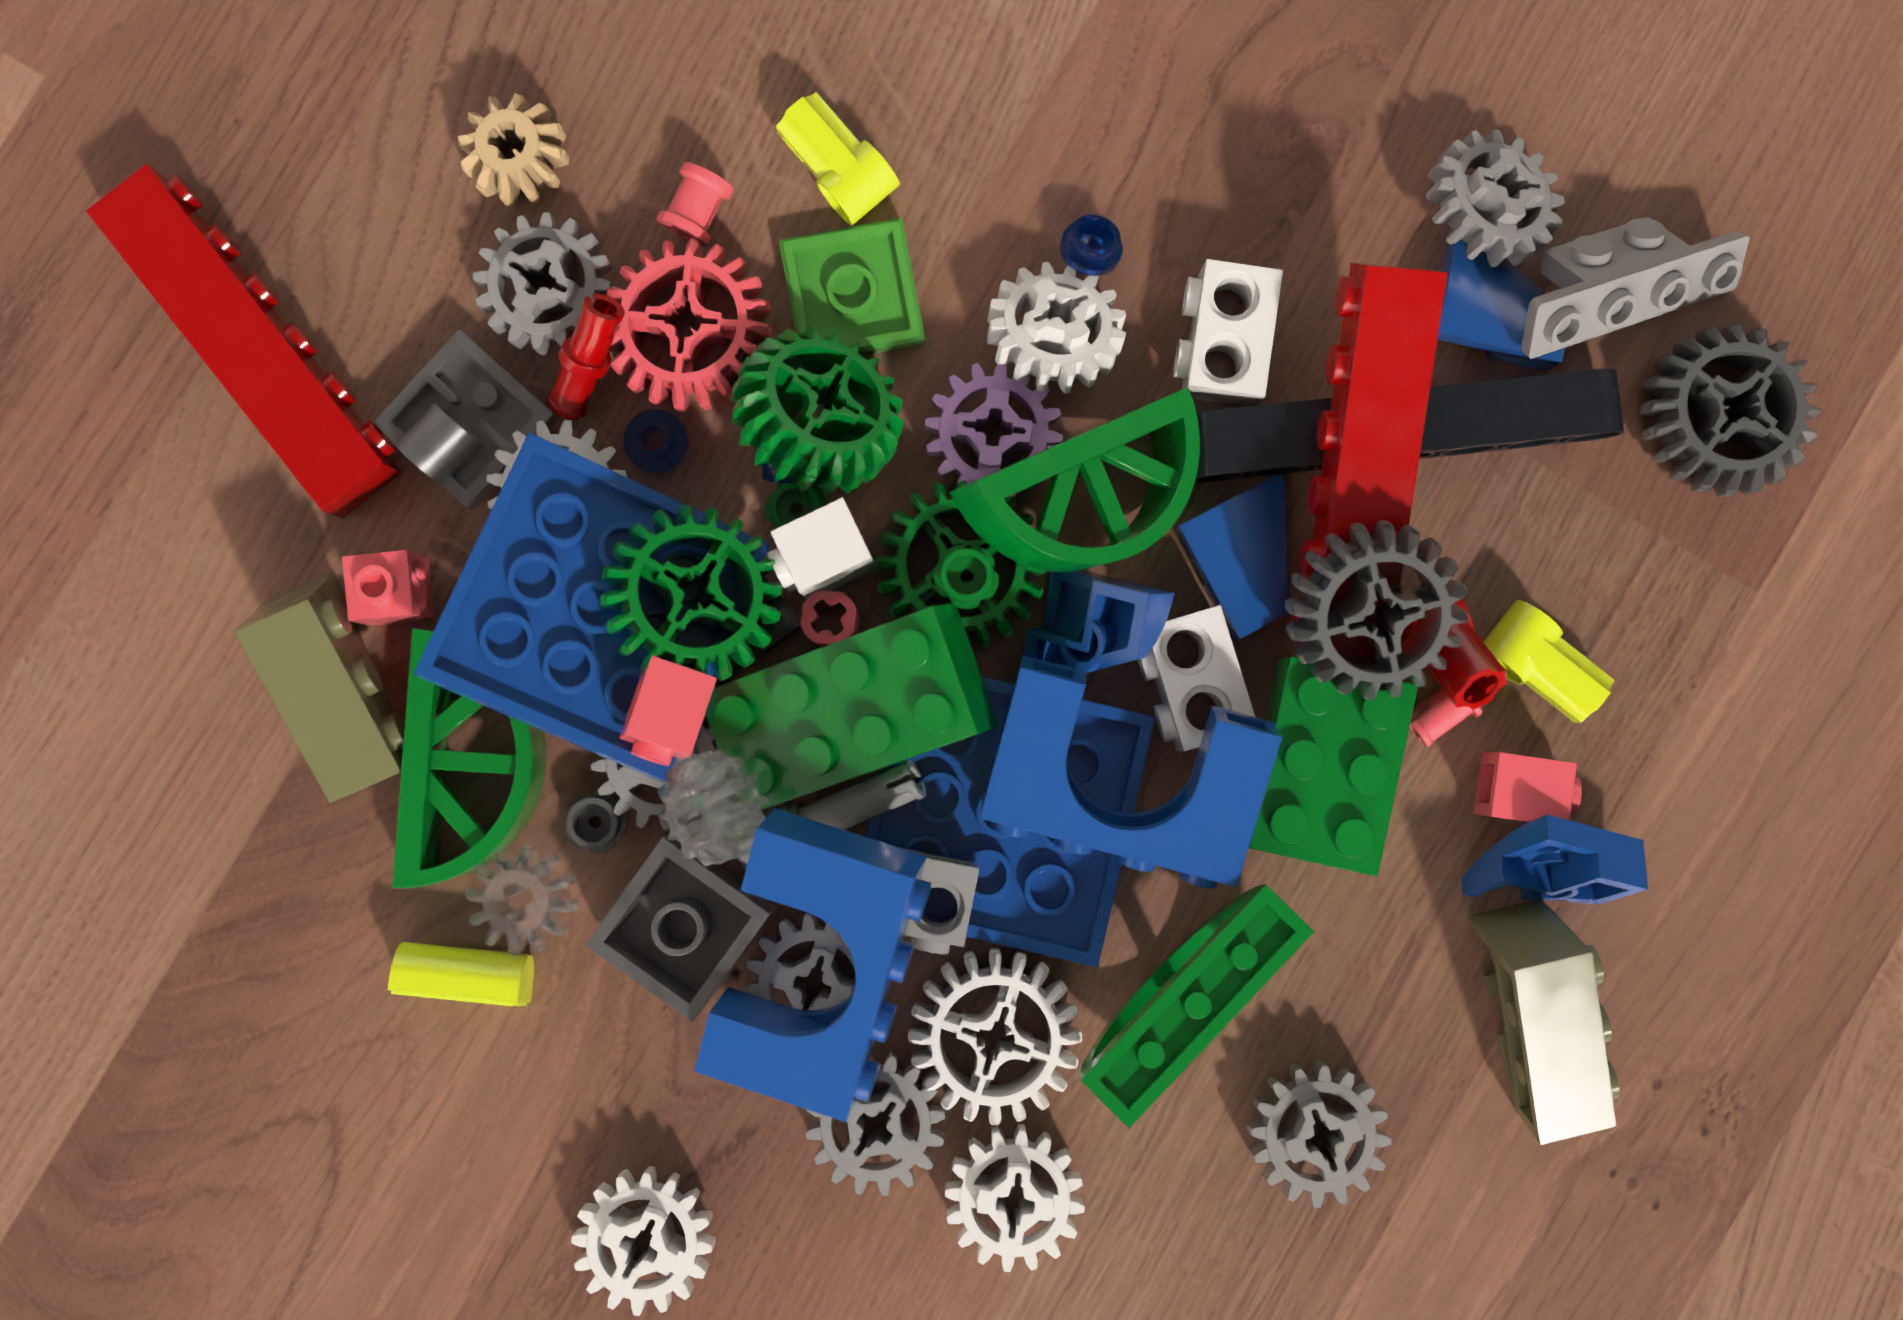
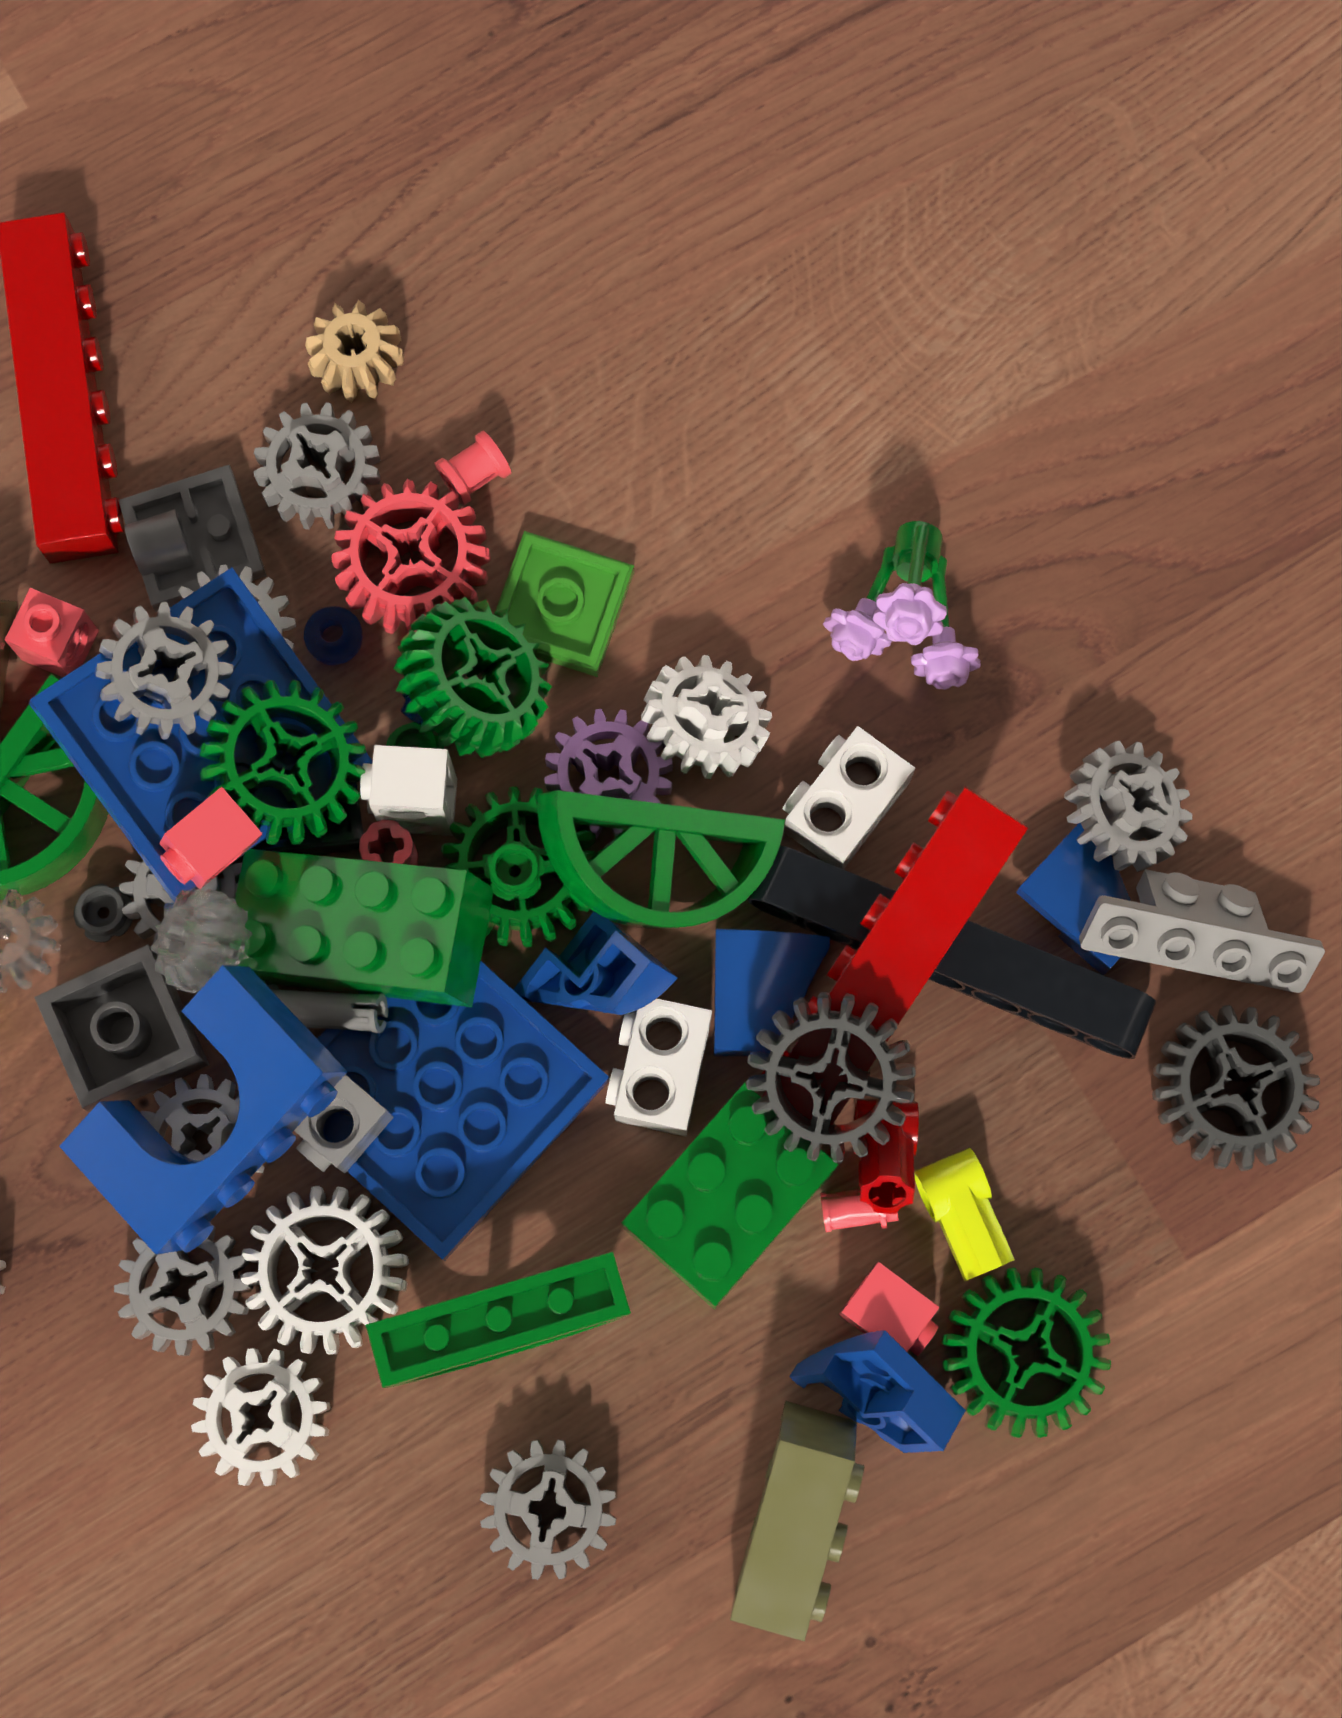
camera: 30 degrees right, 10 degrees down
(503, 551) = (154, 646): none -> light grey gear
(585, 356) = (314, 537): red pin -> none
(847, 172) = (609, 504): neon yellow piece -> none
(1091, 245) = (774, 669): clear blue plate -> none
(1197, 832) = (473, 1074): blue arch -> none
(1209, 125) = (908, 611): none -> lavender plant
(1672, 782) = (1039, 1324): none -> green gear

